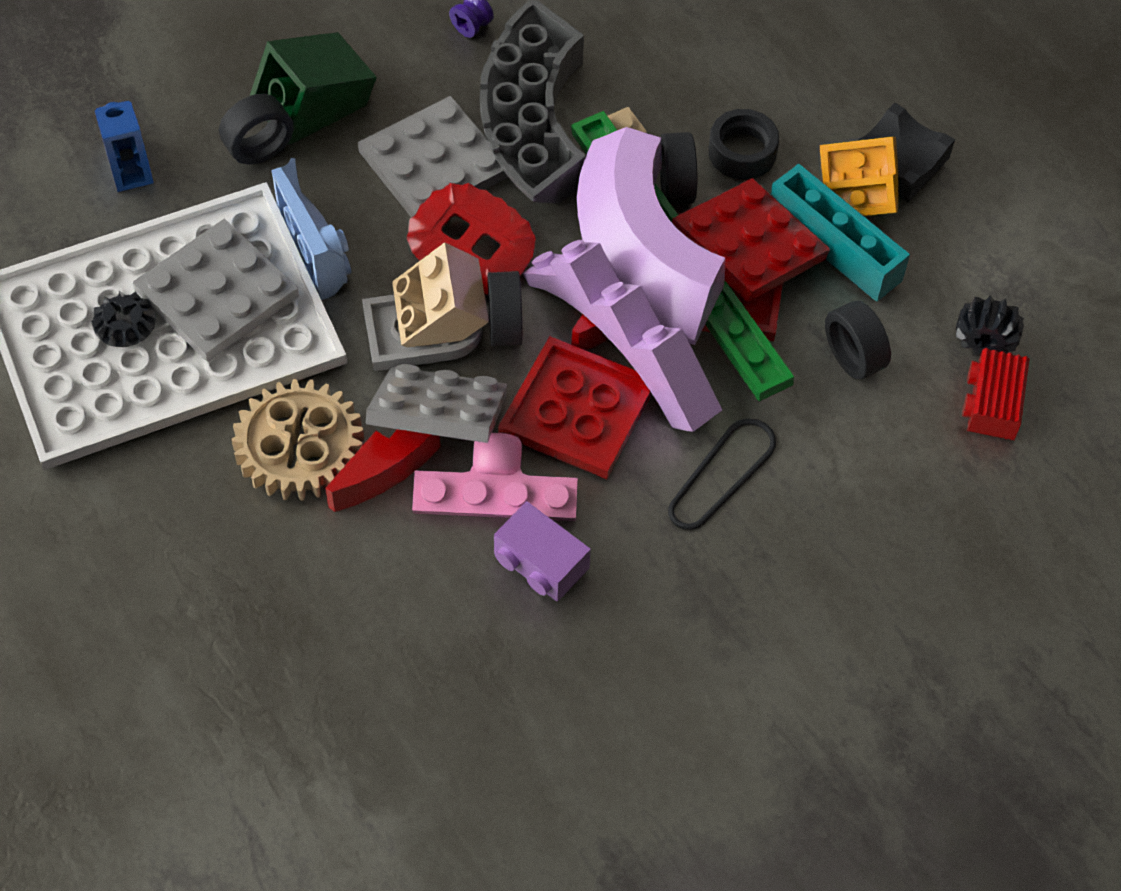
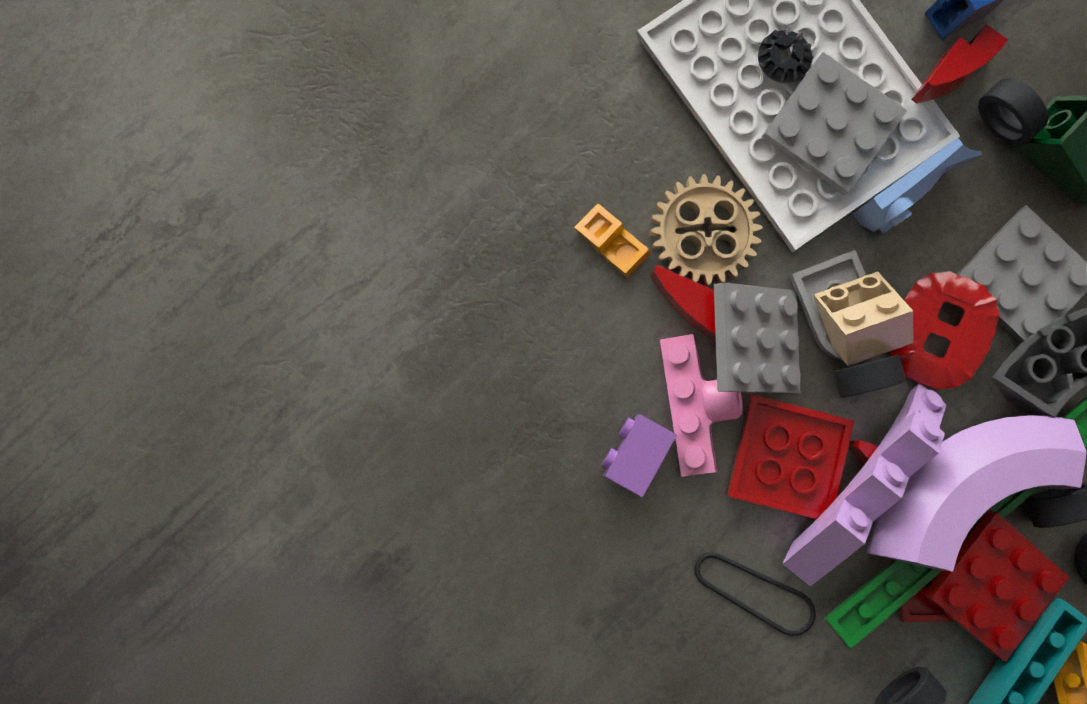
camera: 75 degrees right, 25 degrees up
(188, 164) = (960, 64): none -> red slope
(286, 539) = (612, 241): none -> light orange slope

